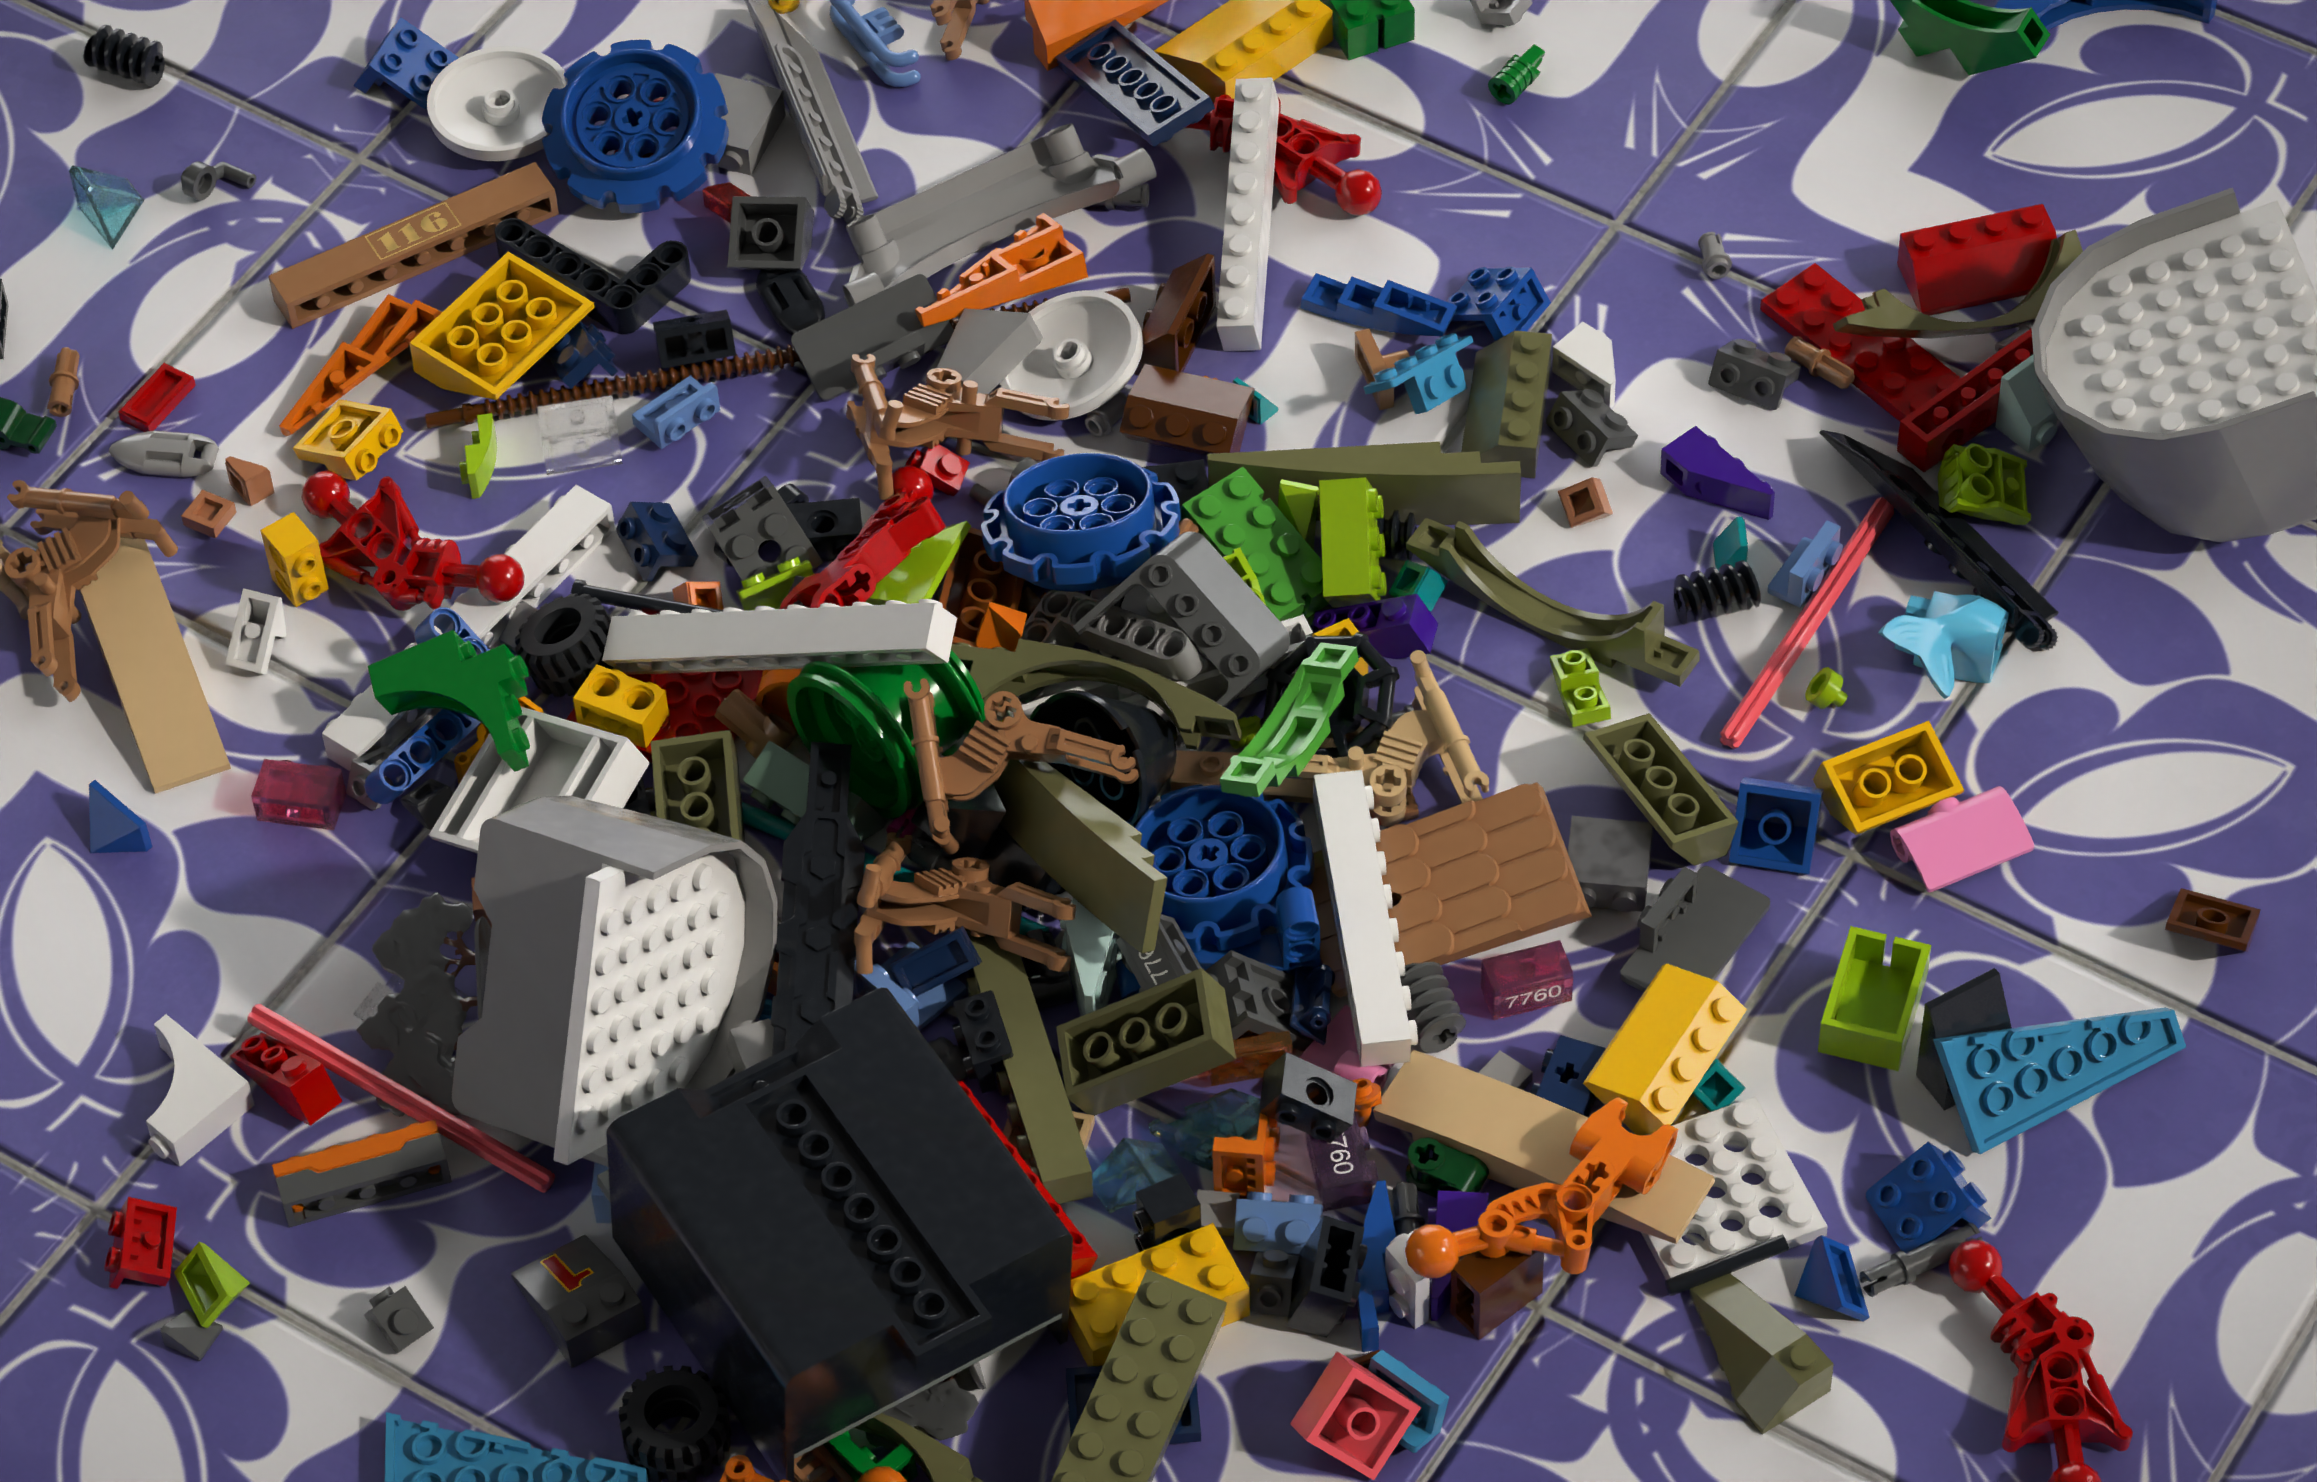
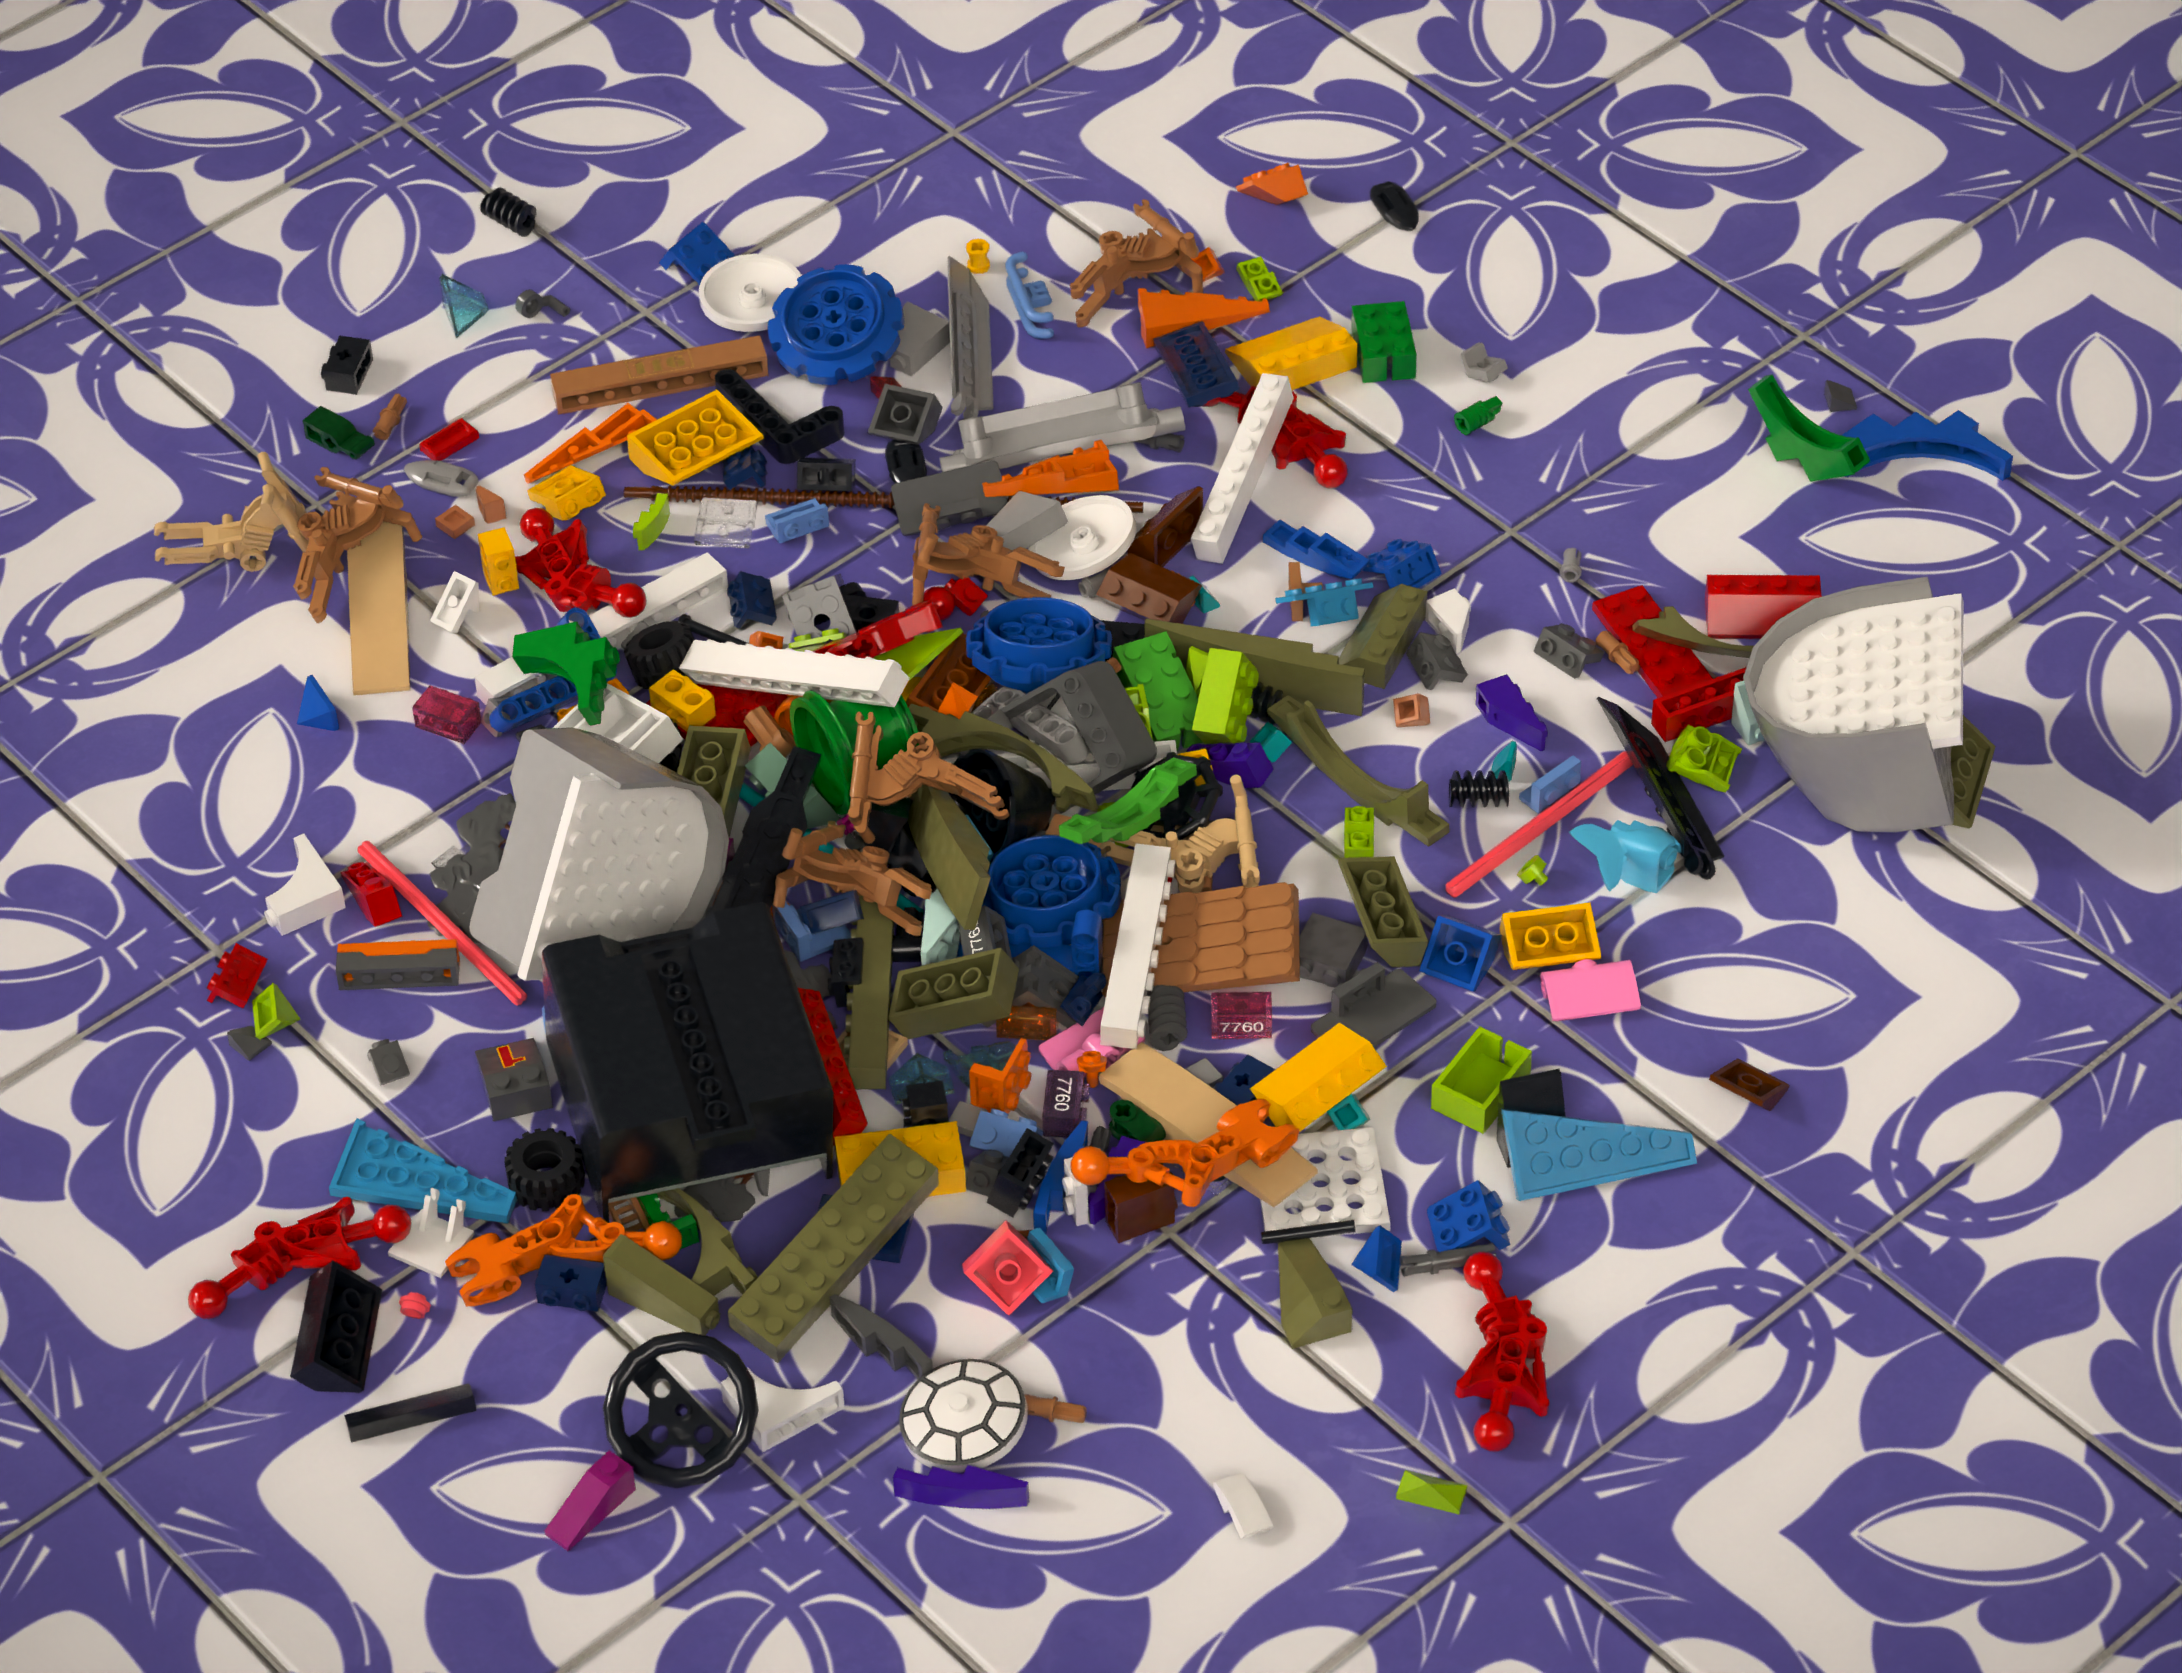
camera: 15 degrees right, 5 degrees down
(1308, 1098) = (1048, 1052): black brick -> none

